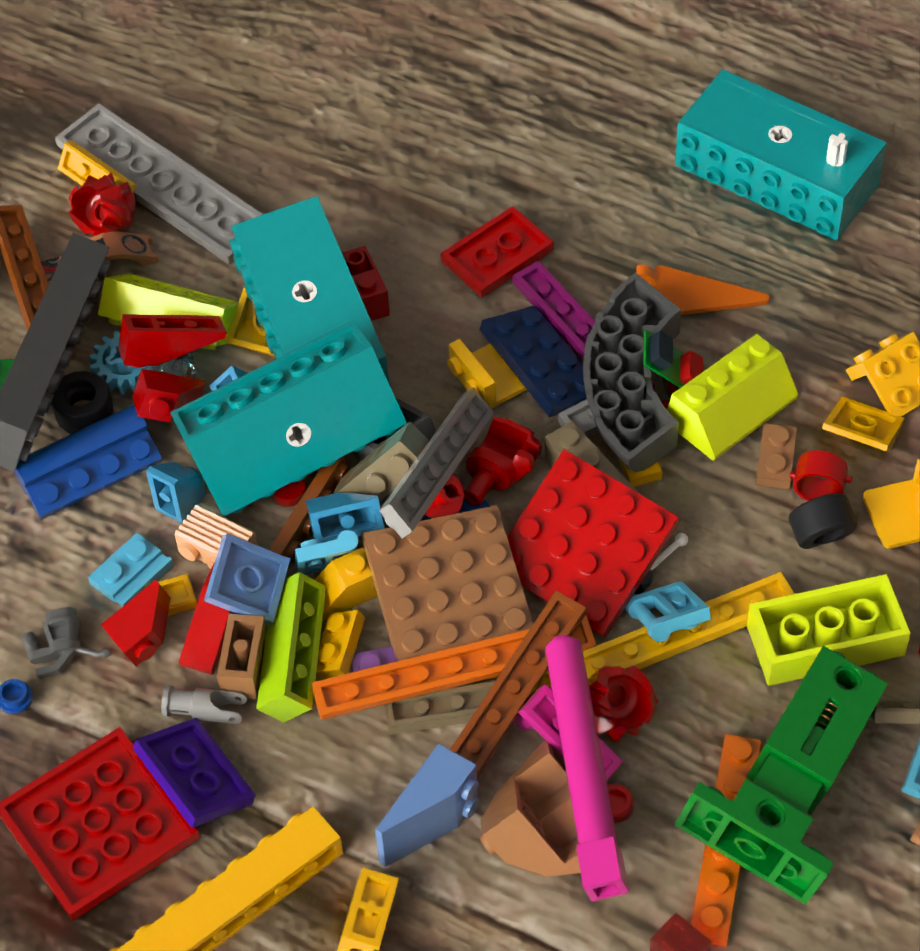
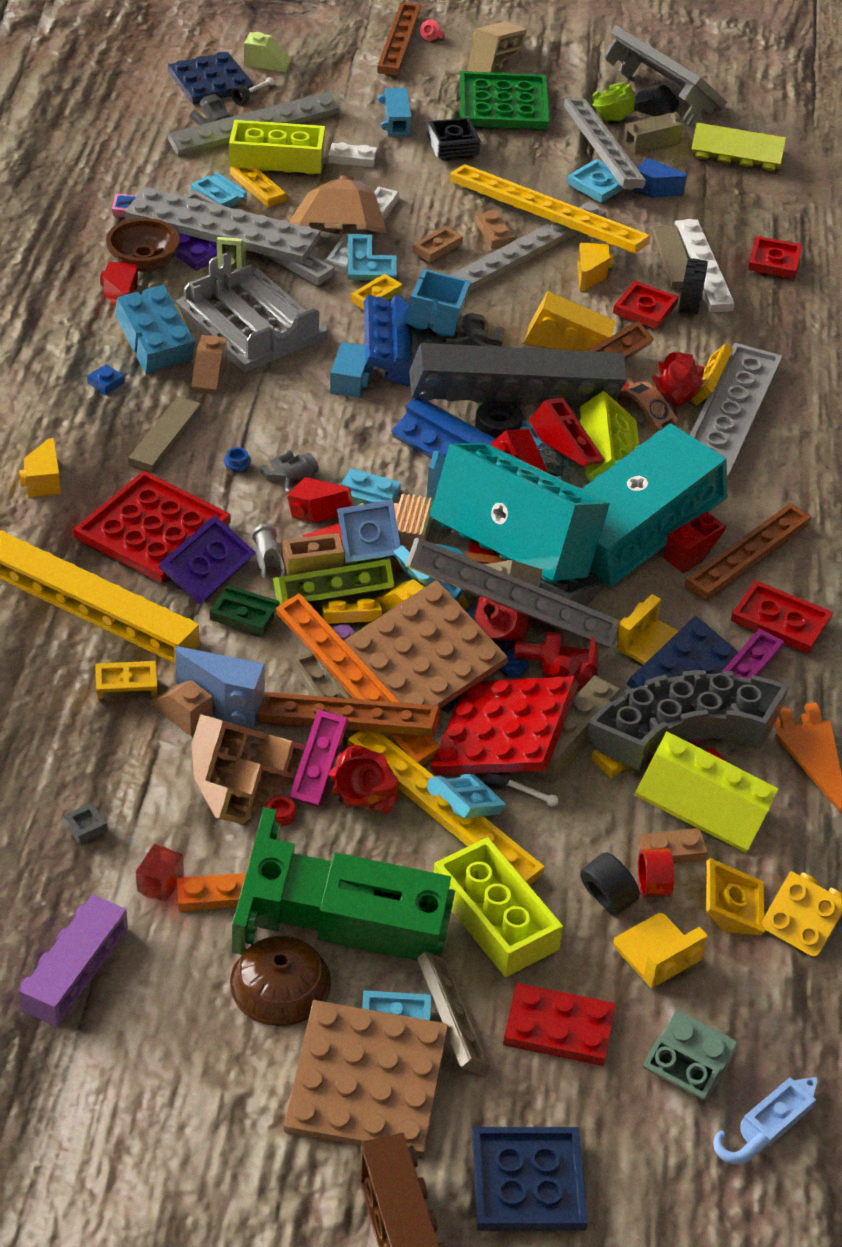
camera: 65 degrees right, 10 degrees down
(289, 756) = (244, 610): none -> dark green plate
(391, 246) = (747, 552): none -> dark orange plate
(424, 859) = (184, 704): none -> medium nougat slope
(598, 848) = (200, 784): dark pink brick -> none
(668, 361) = (711, 729): piece -> none
(861, 885) = (279, 992): none -> reddish brown hat

